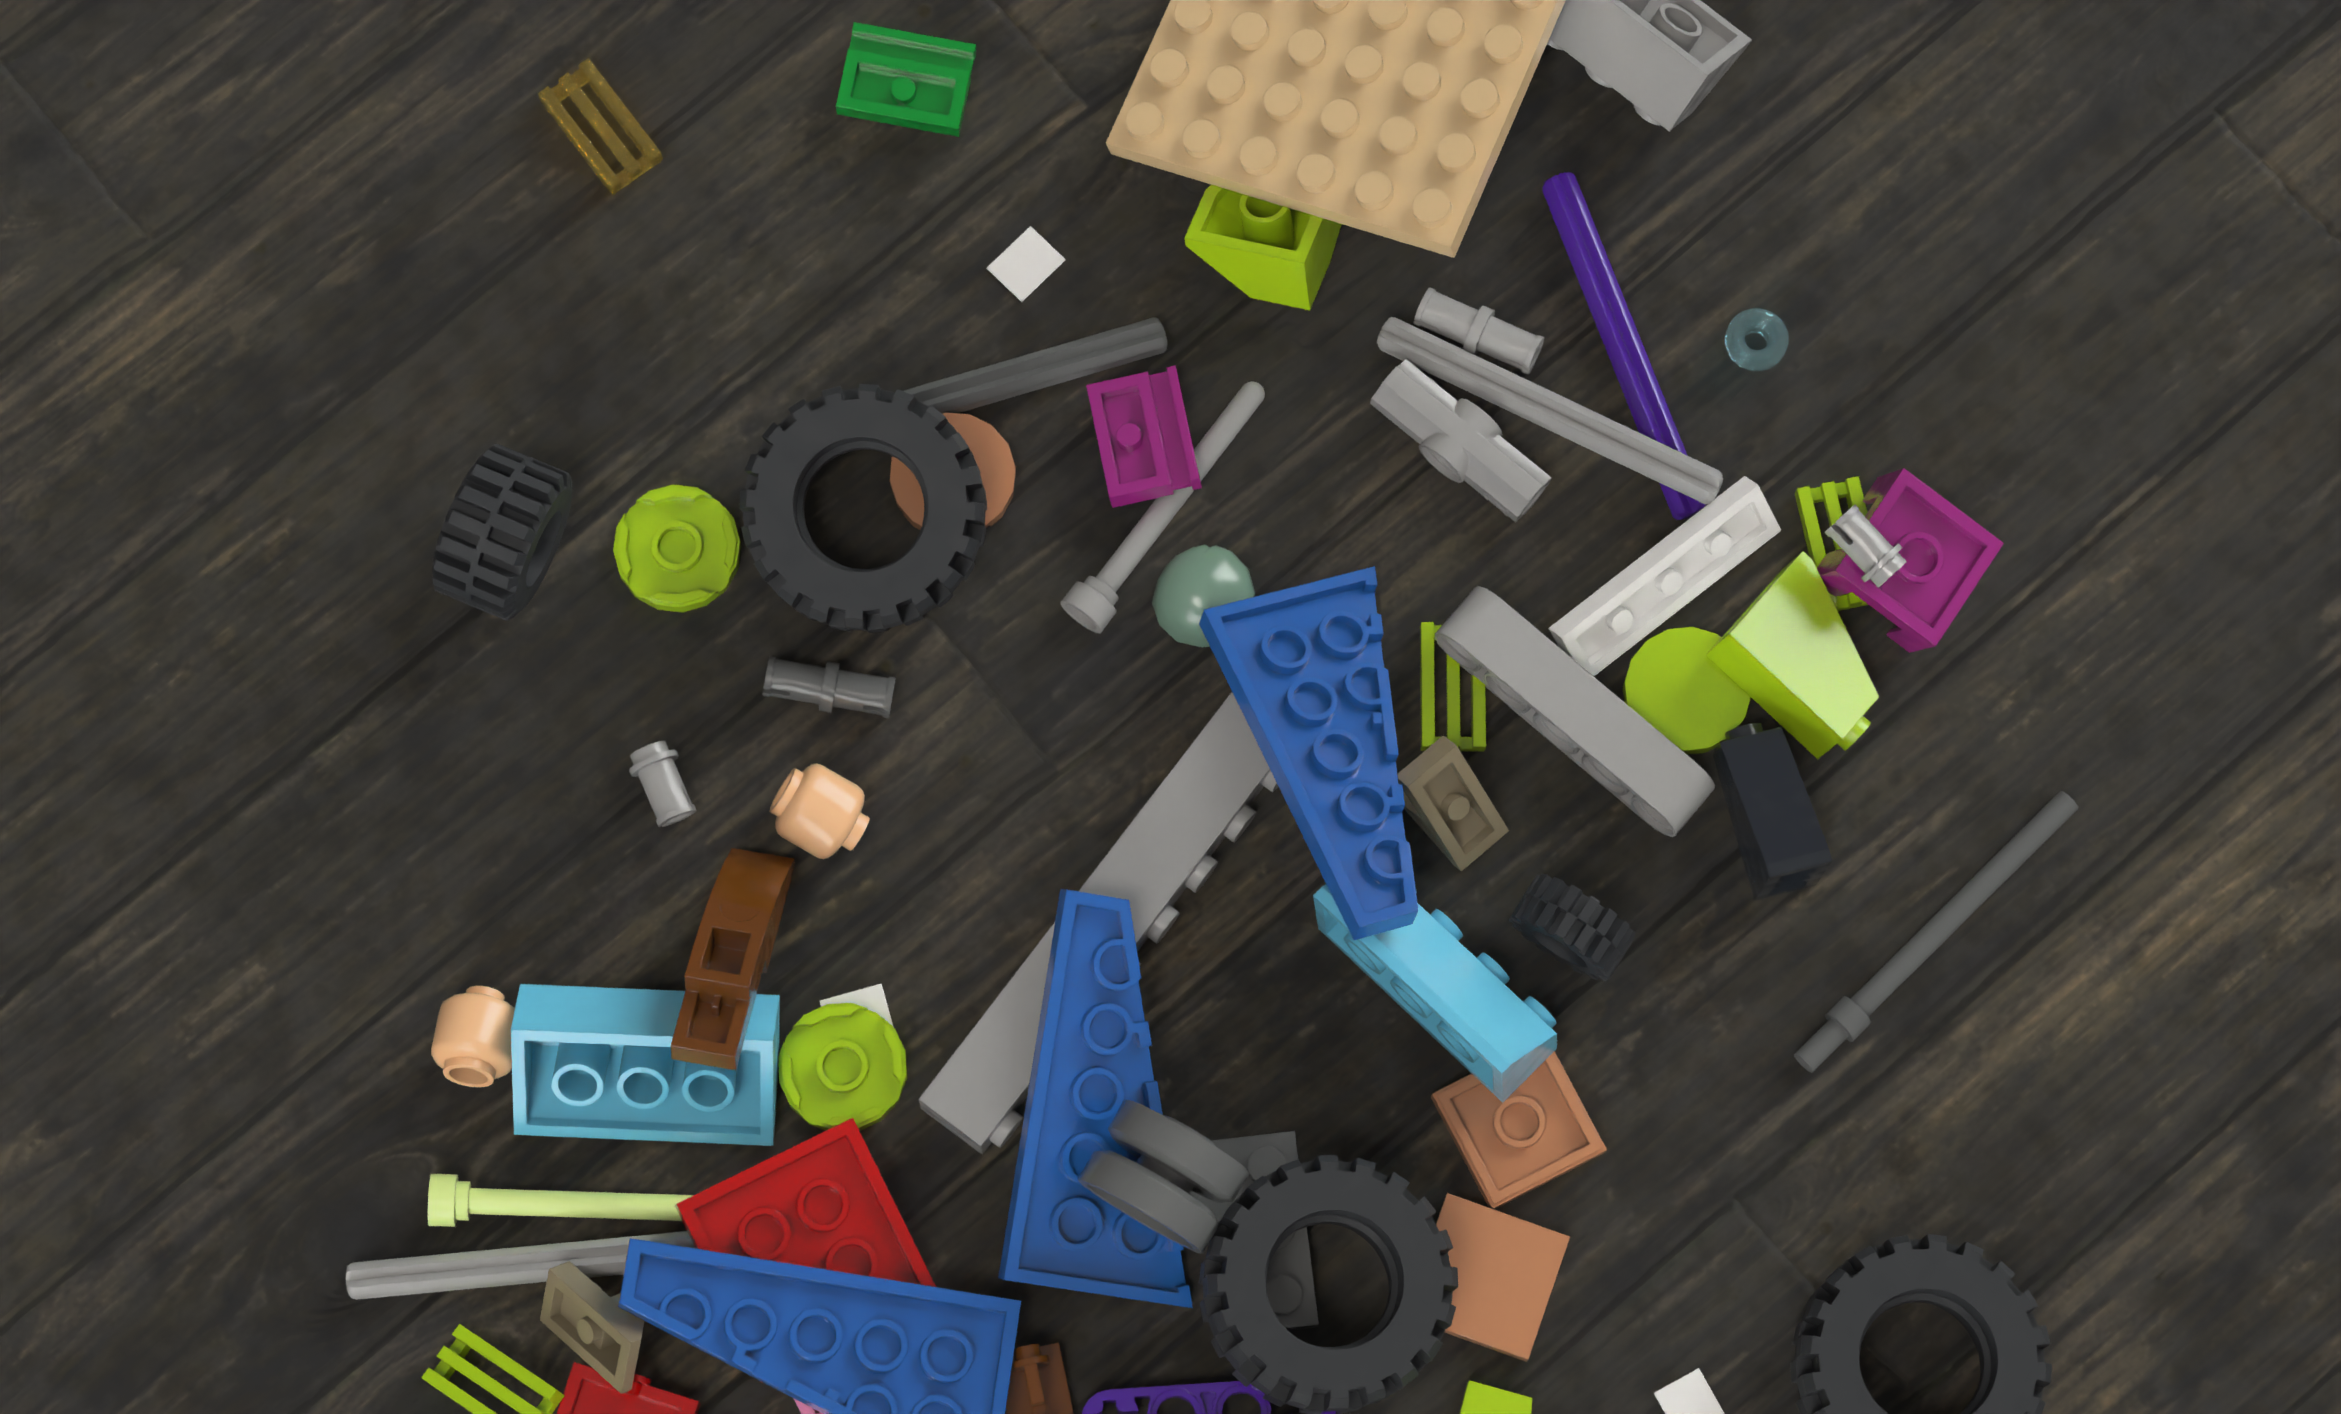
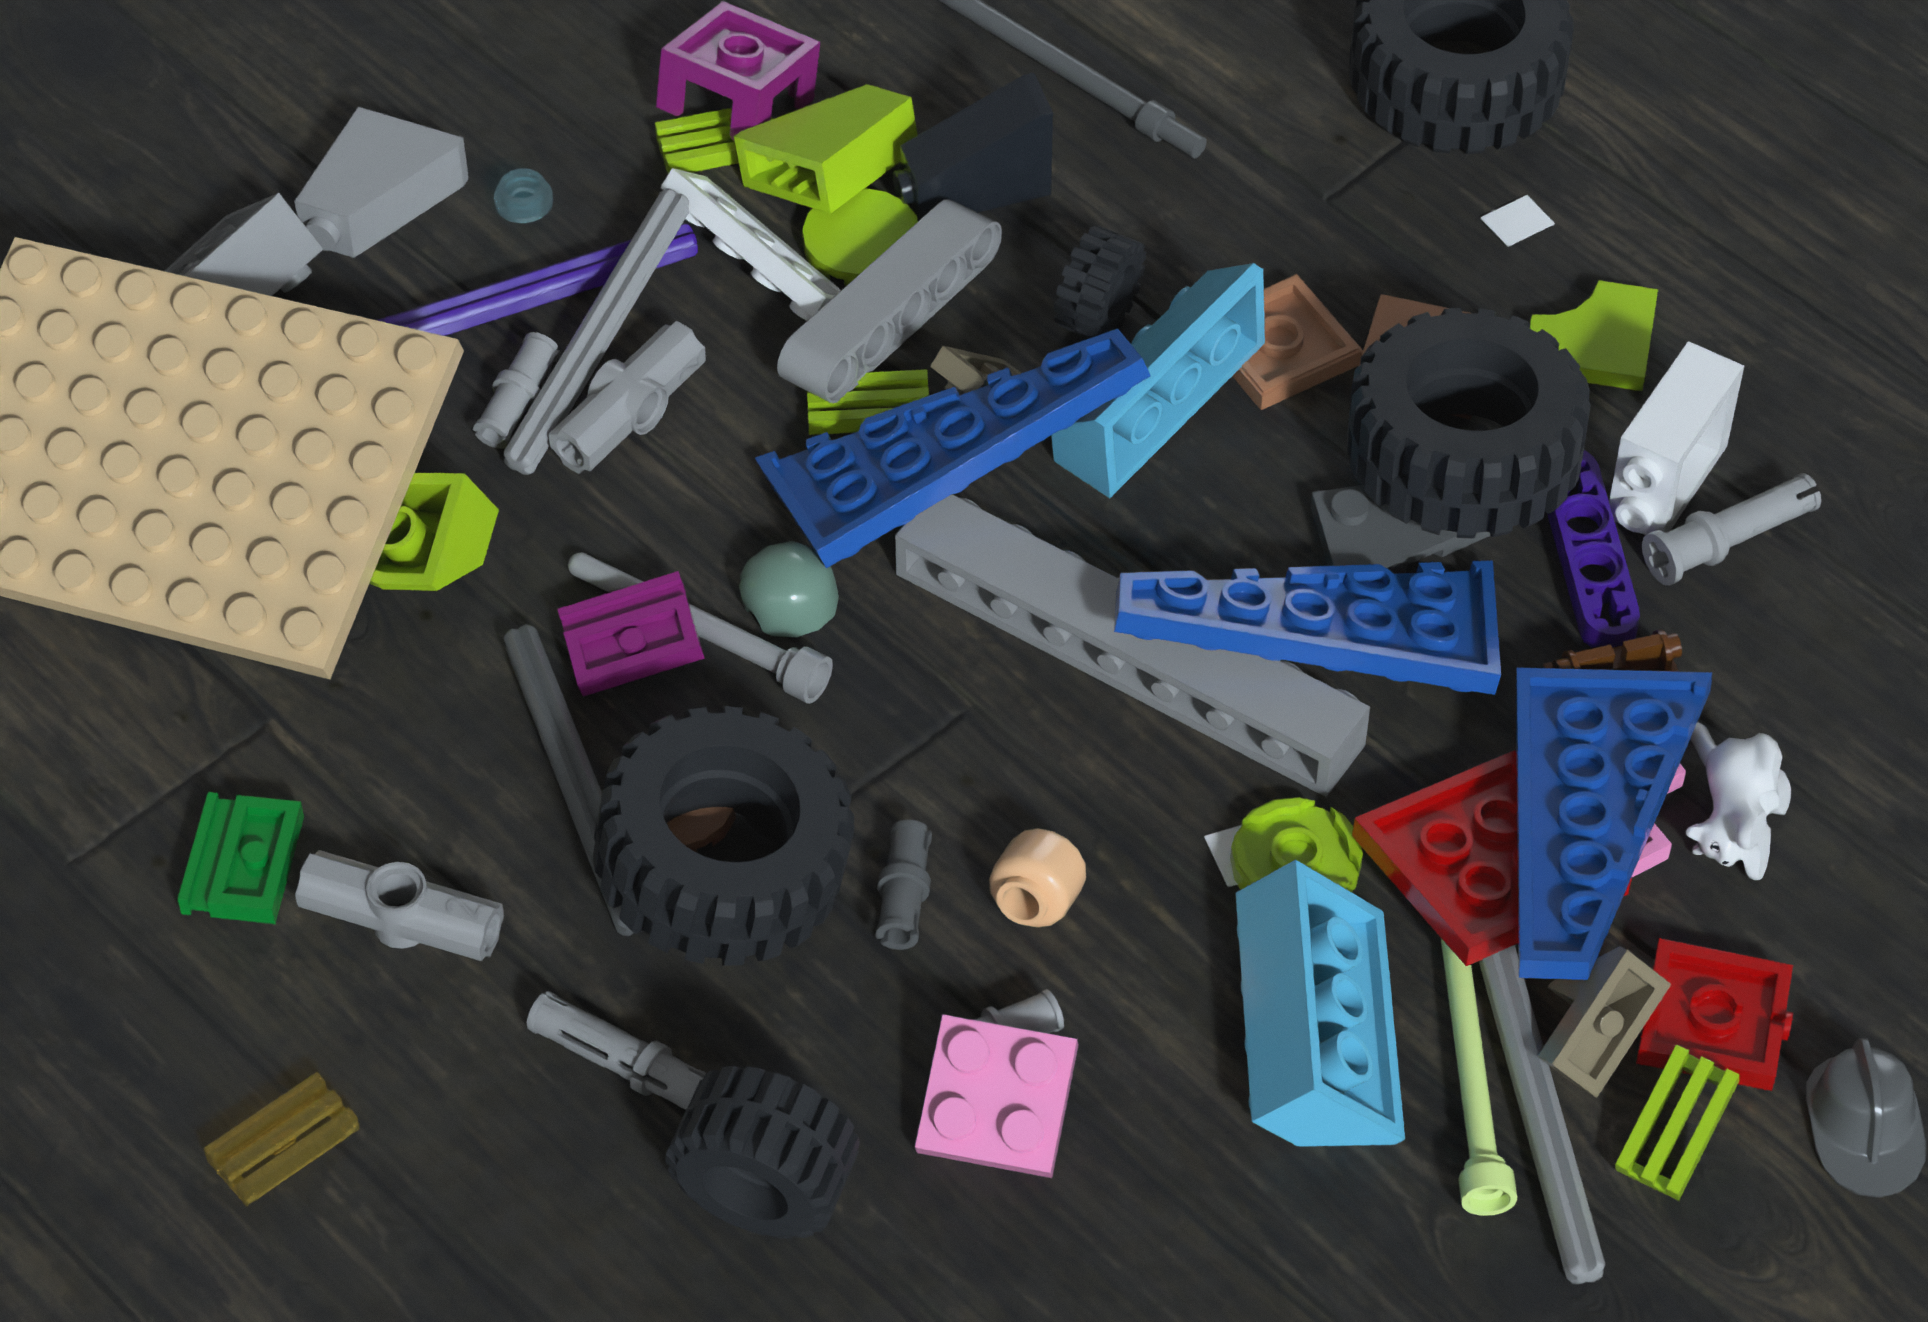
camera: 90 degrees left, 25 degrees down
(474, 1037) = (1311, 1165): light nougat head -> none
(576, 756) = (997, 1096): none -> bright pink plate
(642, 444) = (645, 1065): none -> light grey pin
(677, 548) = (760, 1025): lime tile -> none
(730, 957) = (1206, 899): reddish brown slope -> none
(823, 255) = (430, 912): none -> light grey piece
(1026, 264) = (441, 759): white sticker -> none
(1167, 1168) = (1391, 524): dark grey wheel -> none
(1773, 182) = (378, 180): none -> light grey slope
(1866, 546) = (750, 54): light grey pin -> none

